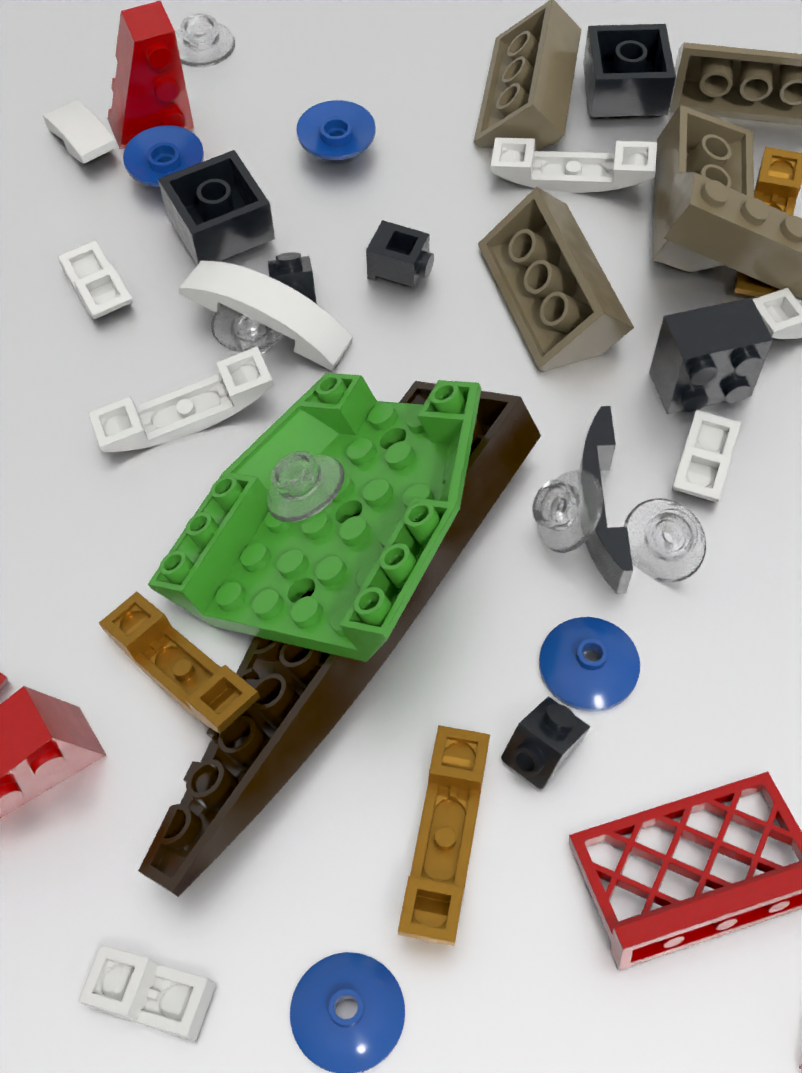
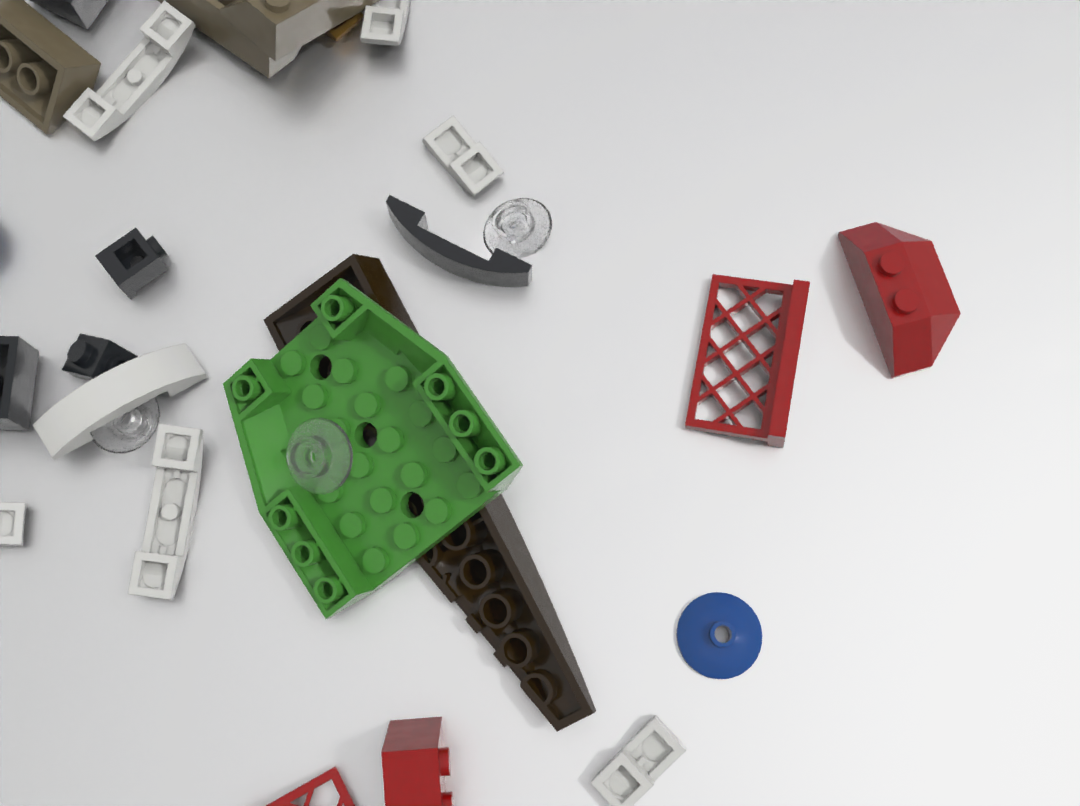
camera: 65 degrees left, 15 degrees up
(176, 665) = (408, 627): pearl gold slope -> none
(445, 837) = (643, 507): pearl gold slope -> none
(544, 741) = (613, 401): black bracket -> none
(553, 283) = (239, 163): dark tan slope -> none
(568, 510) = (459, 266): clear piece -> none
(583, 682) = (564, 354): blue dish -> none
(709, 355) = (392, 99): black brick -> none

